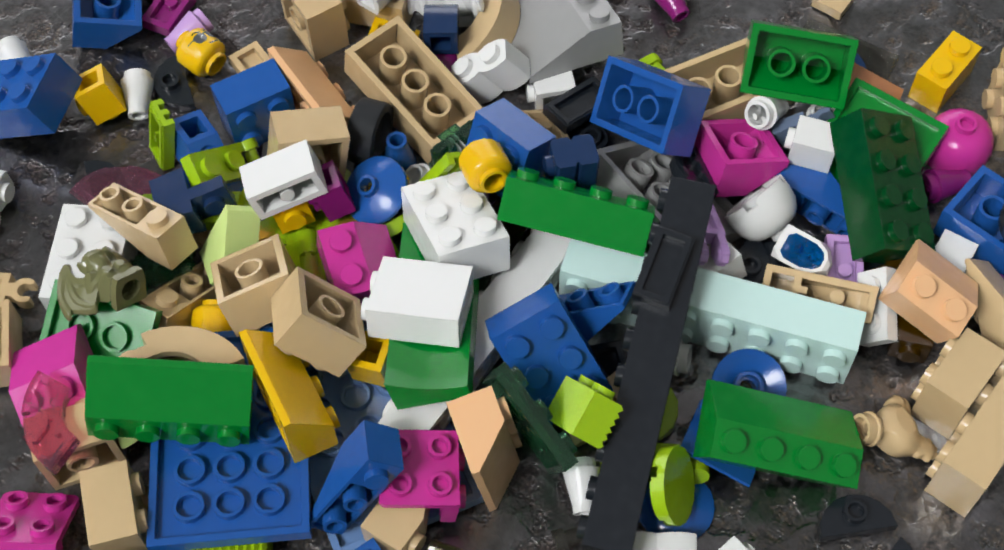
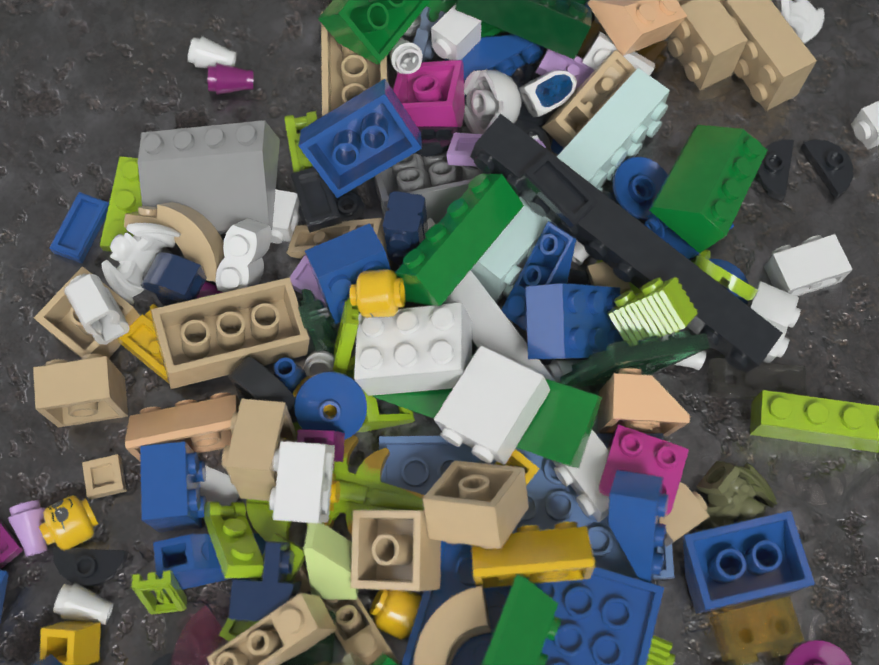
camera: 70 degrees left, 10 degrees up
(352, 254) = (404, 452): dark pink slope -> none
(894, 431) = (717, 104): tan animal -> none

